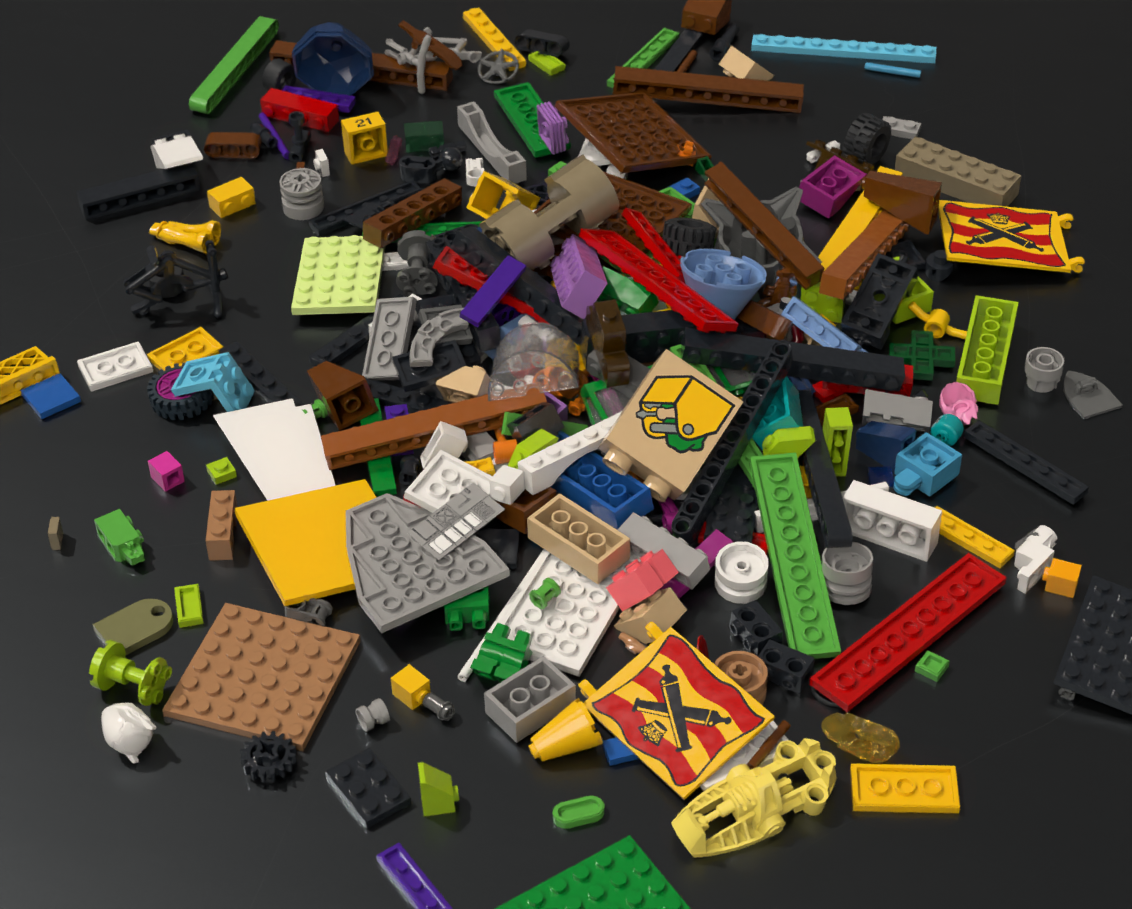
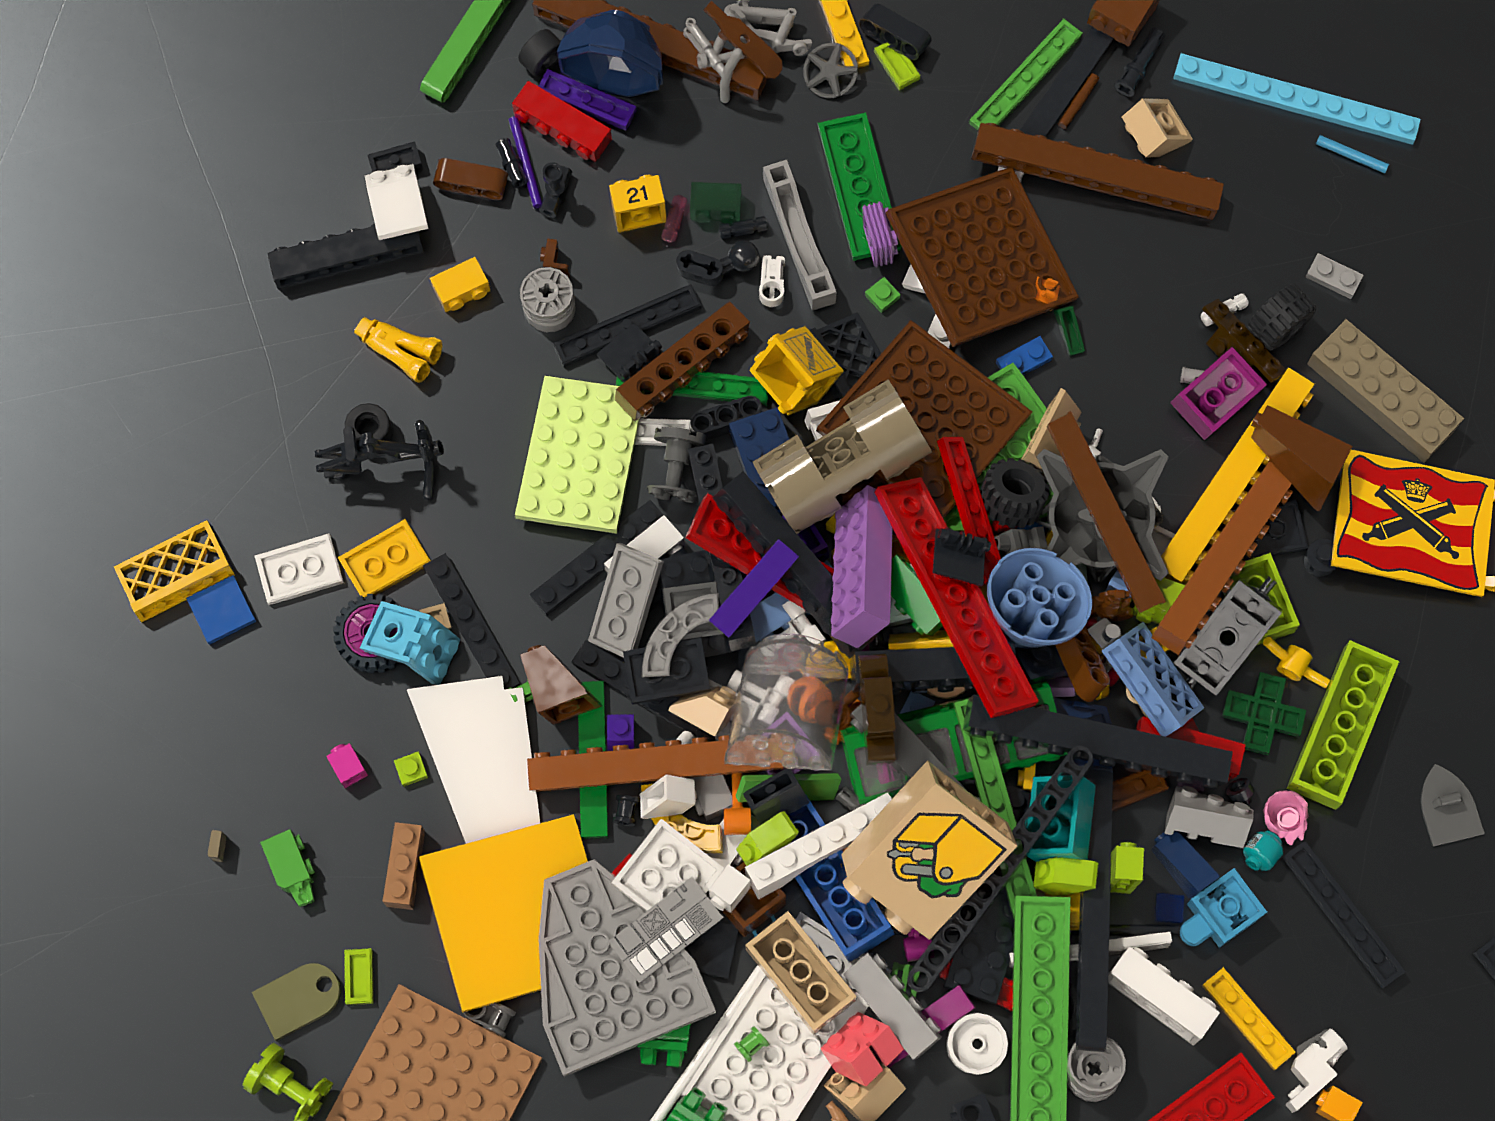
camera: 10 degrees right, 30 degrees up
(321, 163) = (578, 234): white plate -> none
(662, 259) = (960, 555): none -> black hinge
(1043, 369) = (1413, 761): light grey piece -> none

